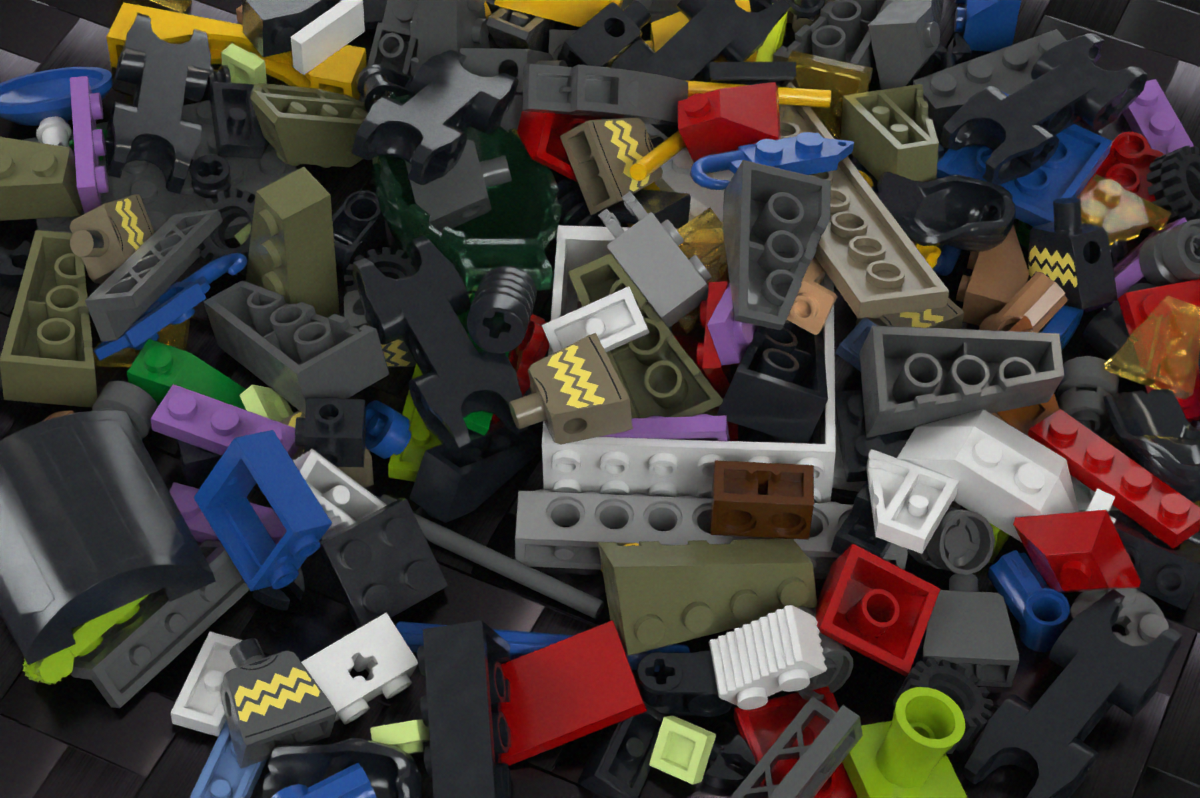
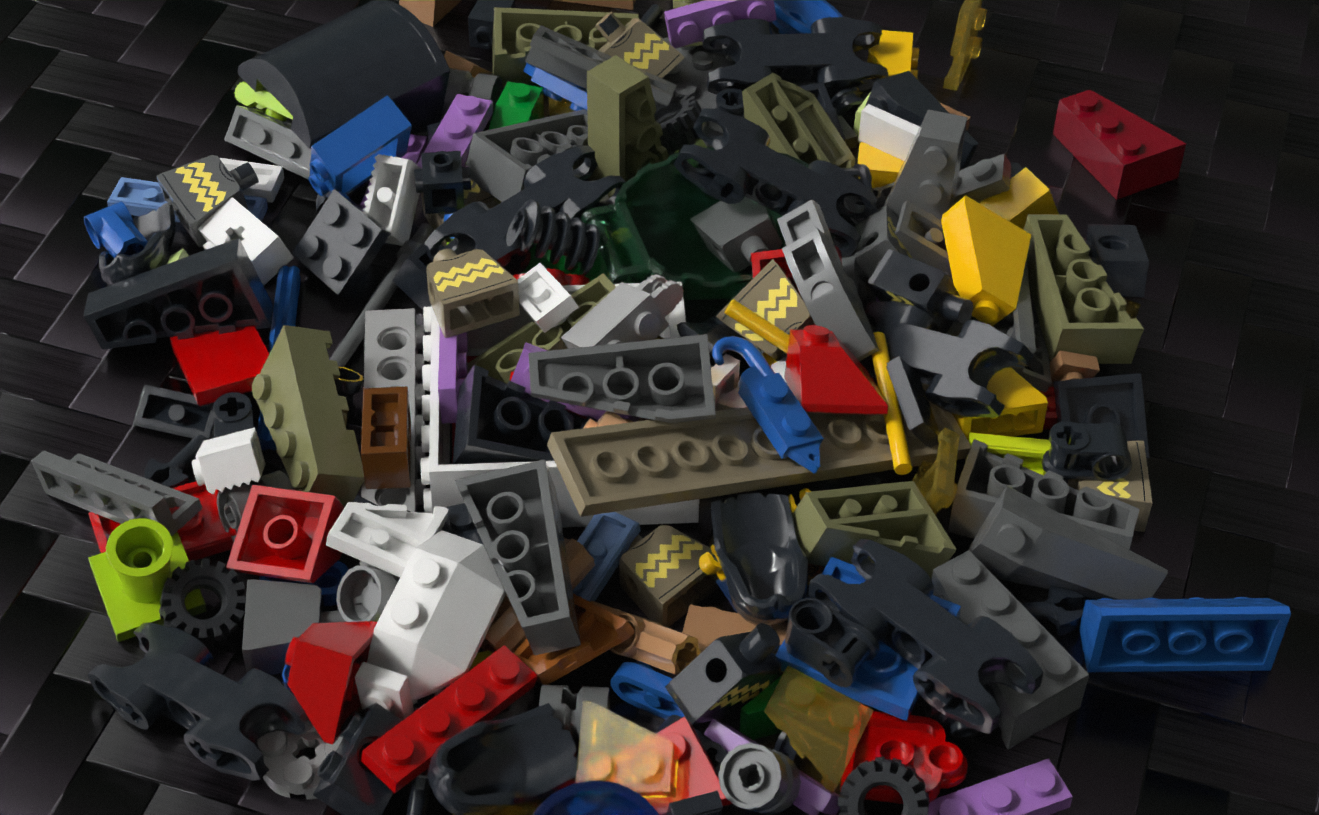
camera: 85 degrees right, 5 degrees down
(682, 749) = (169, 438): yellowish green plate -> none
(1056, 174) = (829, 642): none -> black piece

